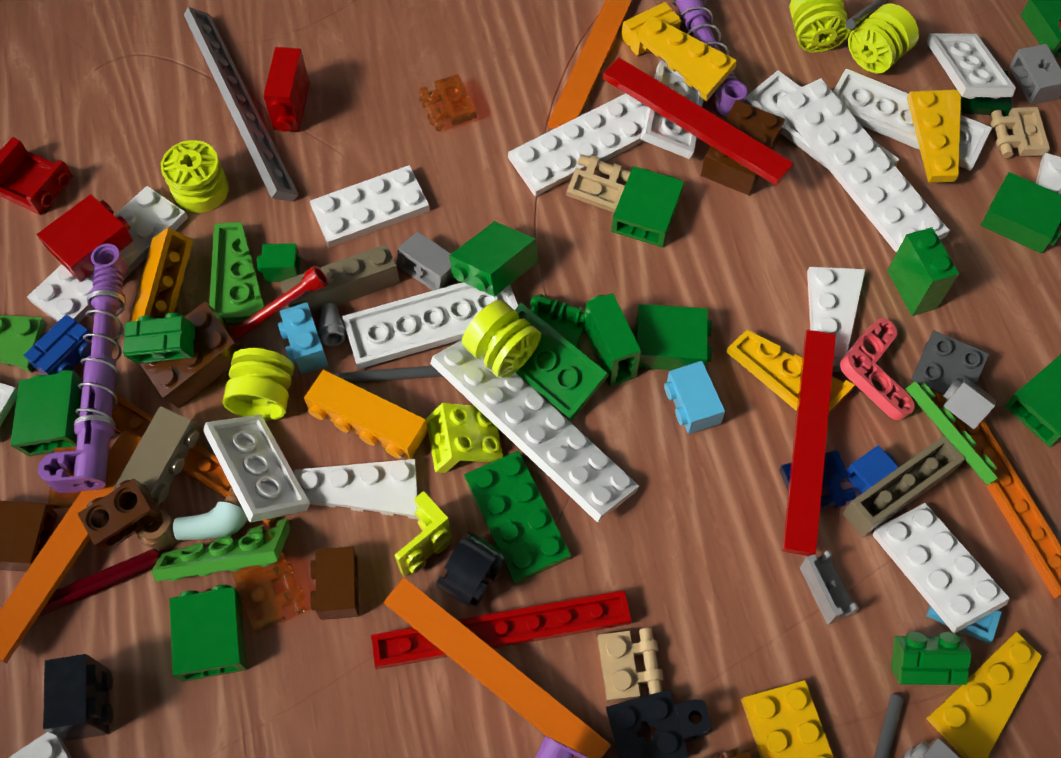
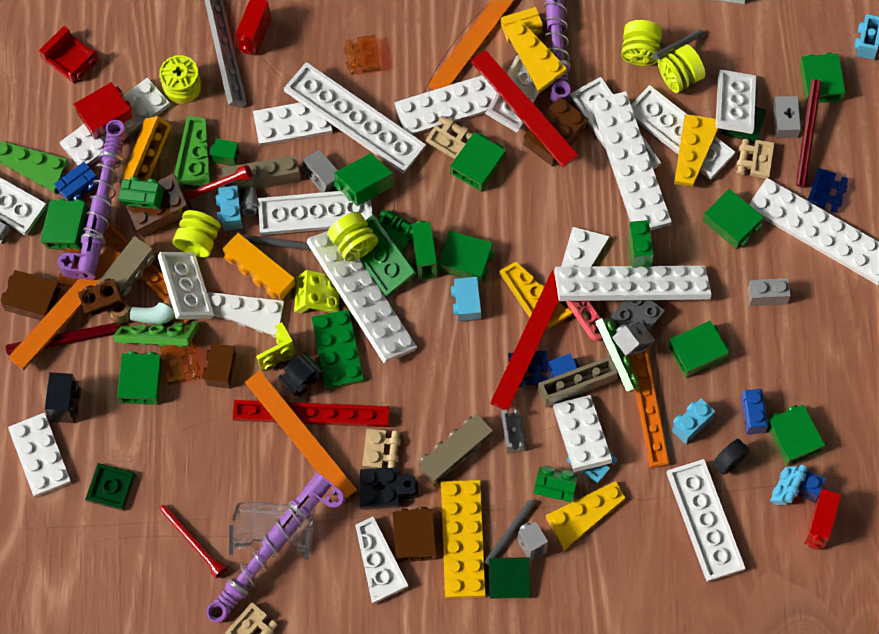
camera: 15 degrees right, 5 degrees up
(458, 180) = (354, 117): none -> white plate
(749, 639) = (455, 449): none -> dark tan brick
(927, 325) = (631, 283): none -> white plate

